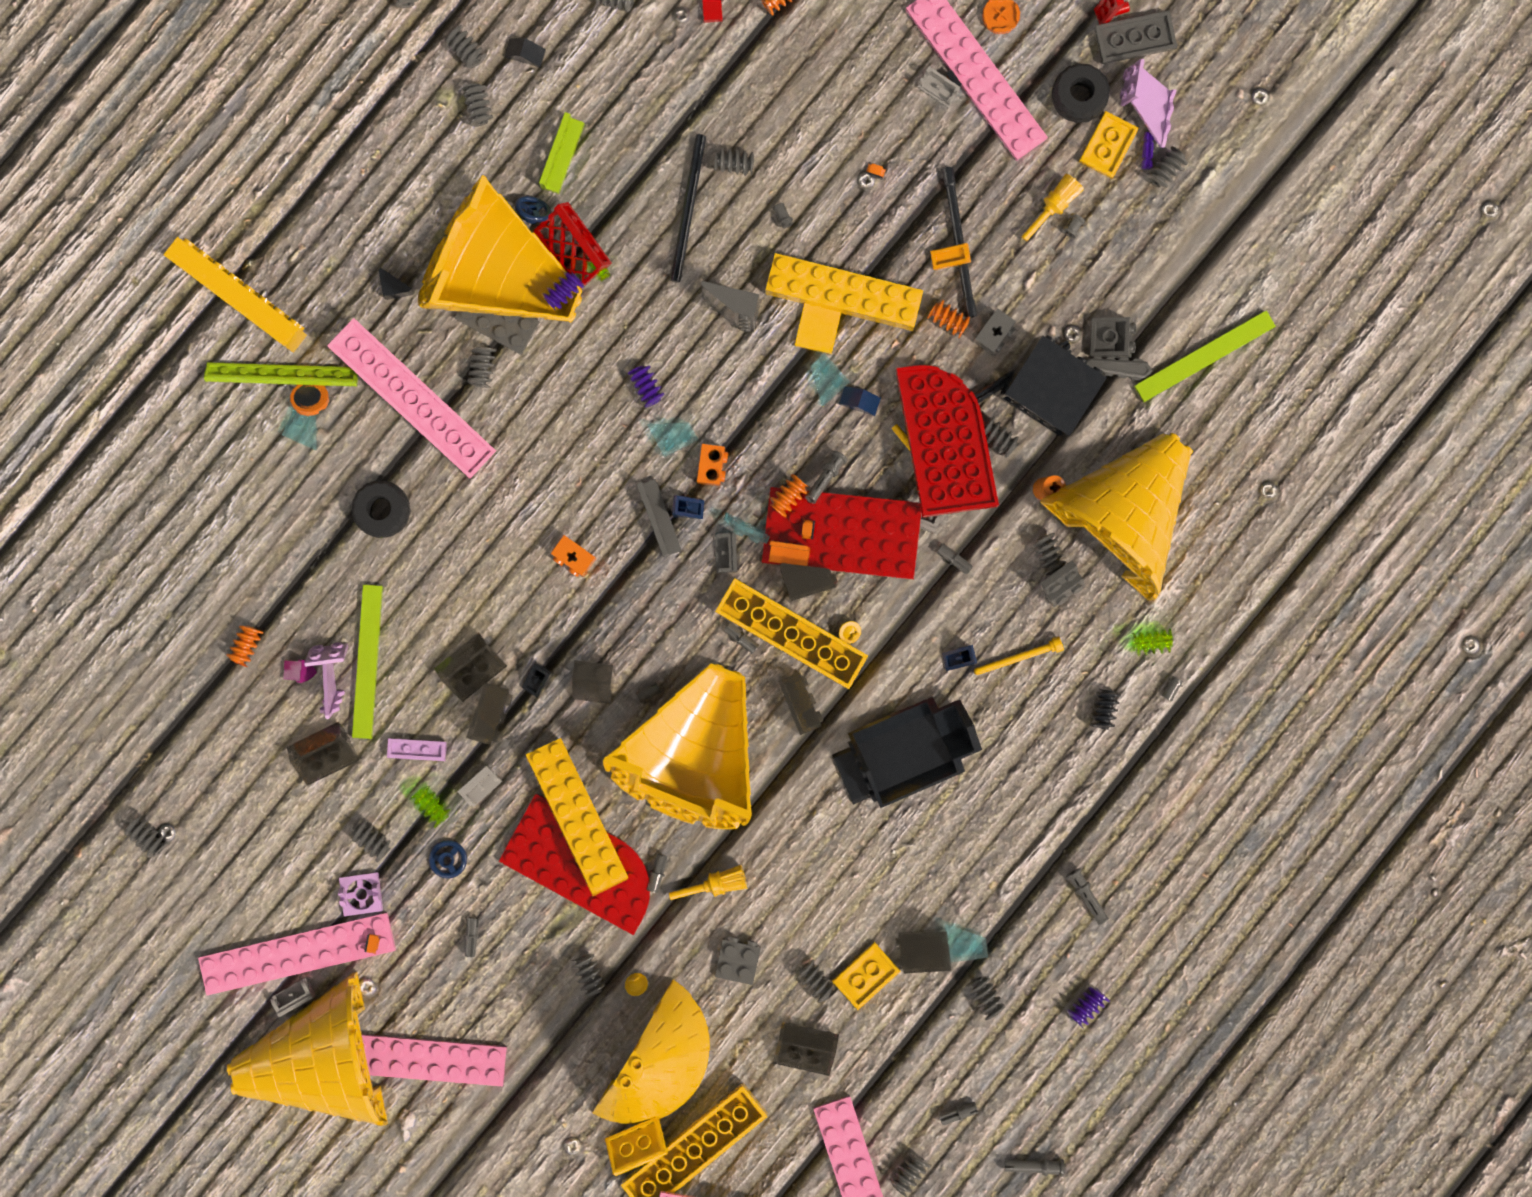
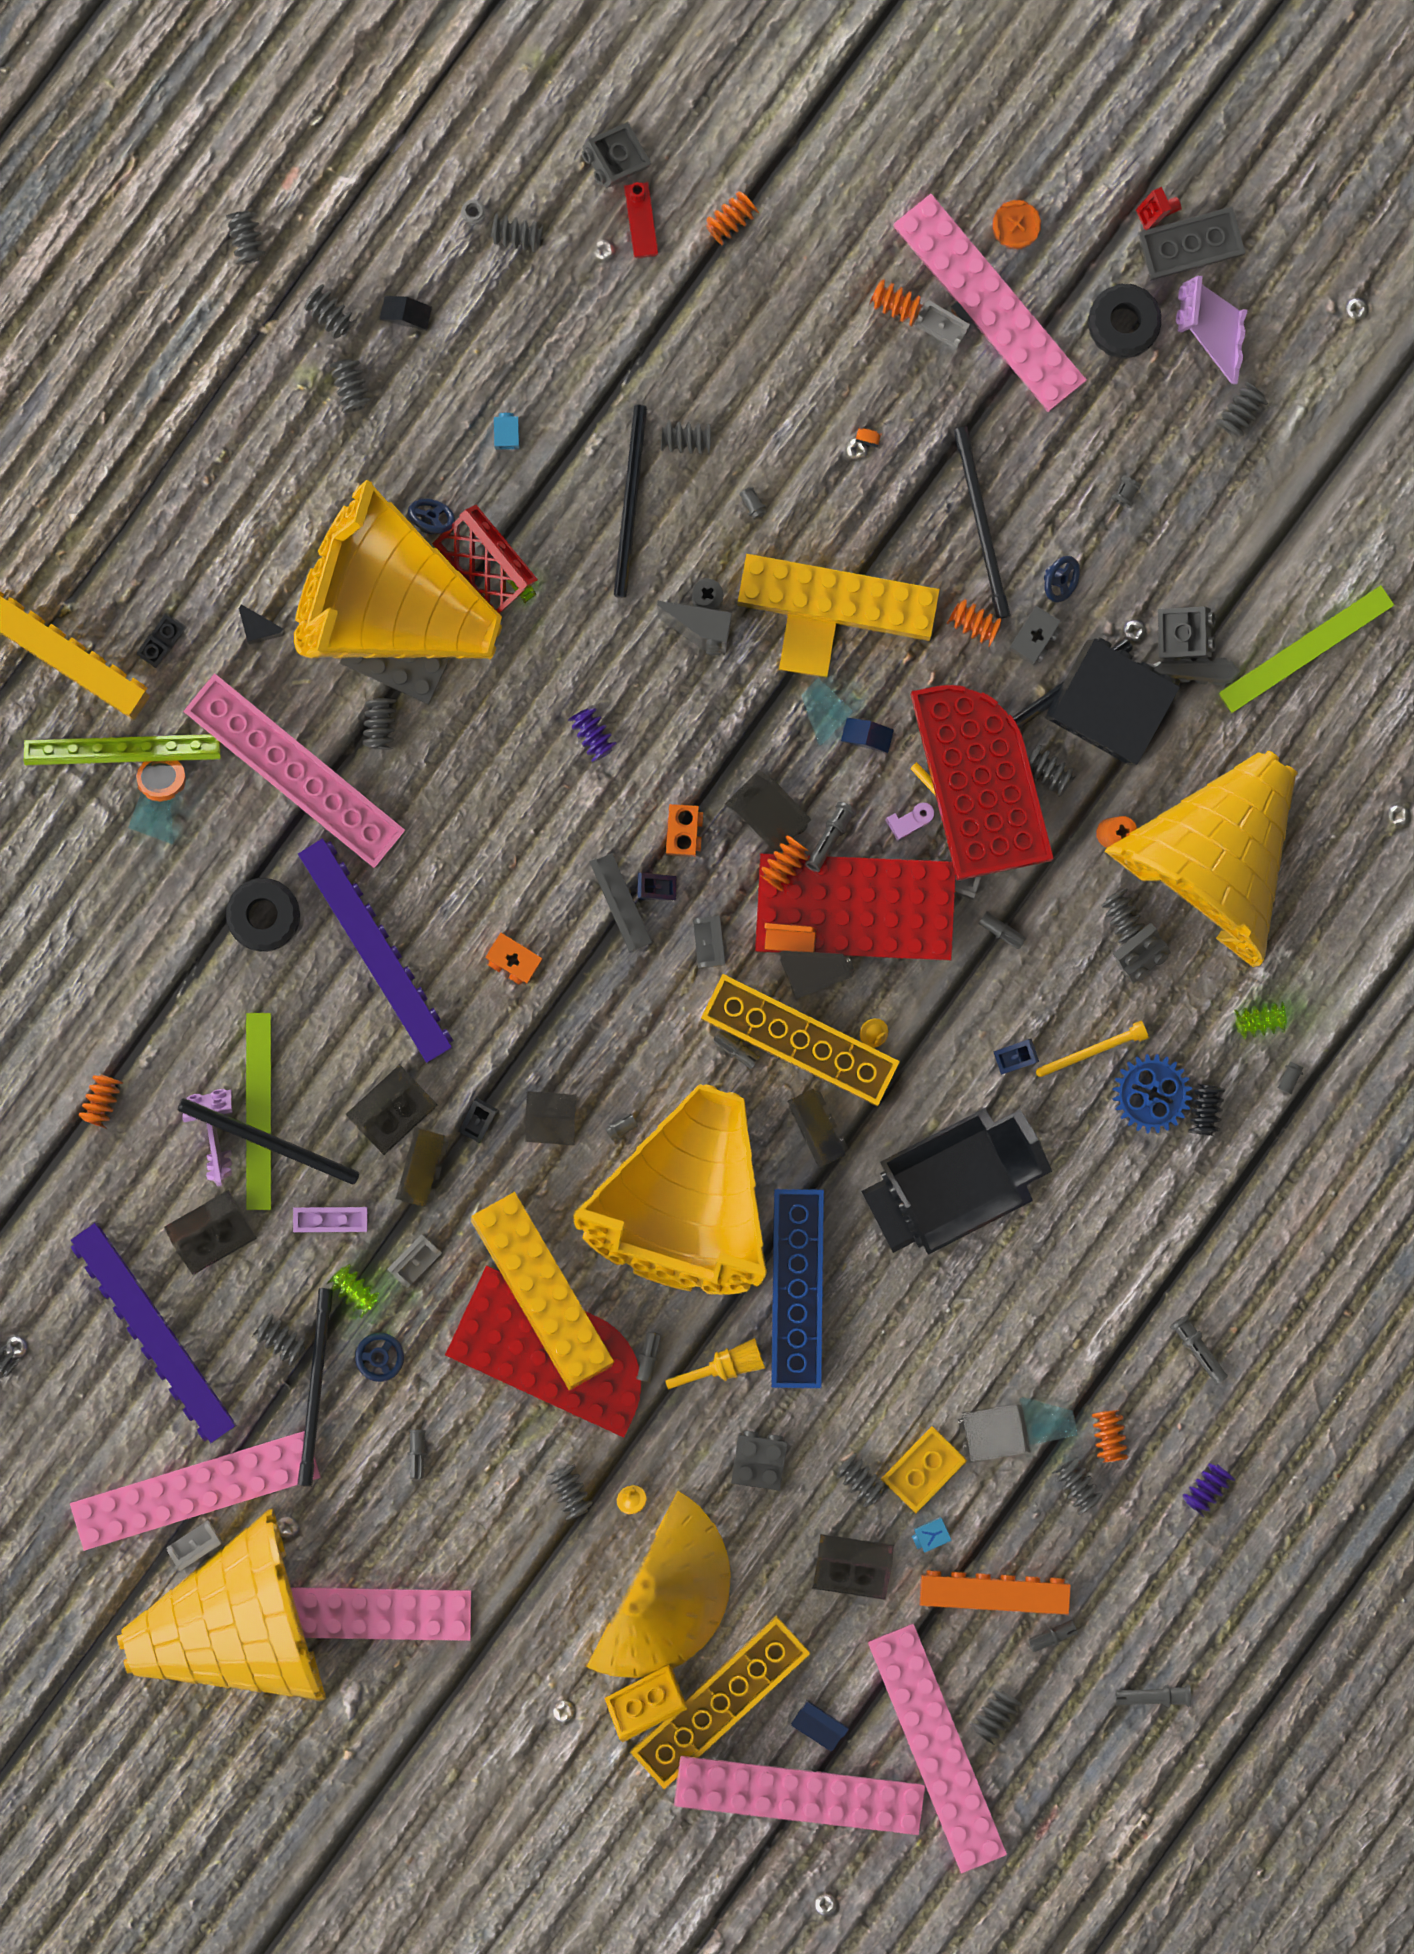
camera: 10 degrees left, 0 degrees up
(272, 828) = (153, 1332): none -> dark purple brick
(297, 671) = (171, 1129): magenta tile -> none
(318, 293) = (161, 640): none -> black slope
(345, 882) = (250, 1396): lavender piece -> none
(370, 685) = (268, 1141): none -> black axle
(372, 943) = (291, 1469): orange piece -> none
(384, 940) = (306, 1466): none -> black piece
(466, 542) = (375, 950): none -> dark purple brick
(561, 154) = (463, 442): lime fence -> none
(562, 290) = (478, 619): dark purple piece -> none
(595, 148) = (506, 432): none -> dark azure brick
(672, 436) = (630, 797): clear light blue wing -> none
(741, 528) = (729, 908): clear light blue wing -> none
(743, 277) = (707, 586): none -> dark grey piece
(771, 1171) = (819, 1725): none -> dark blue panel
(776, 828) = (797, 1288): none -> blue brick
(779, 454) = (768, 811): none -> clear smoke slope
(808, 529) = (812, 905): orange piece -> none
(868, 1028) = (931, 1535): none -> dark azure brick
(889, 470) = (909, 823): none -> lavender leg
(904, 67) = (895, 301): none -> orange piece
(915, 1077) = (994, 1594): none -> orange brick
(950, 256) = (971, 542): light orange tile -> none
(1014, 960) = (1109, 1435): none -> orange piece
(1016, 288) = (1059, 577): none -> dark blue piece
(1056, 202) = (1102, 464): yellow piece -> none
(1070, 677) = (1144, 1114): none -> blue gear
(1108, 144) = (1165, 384): yellow tile -> none
(1147, 151) = (1216, 390): dark purple axle -> none

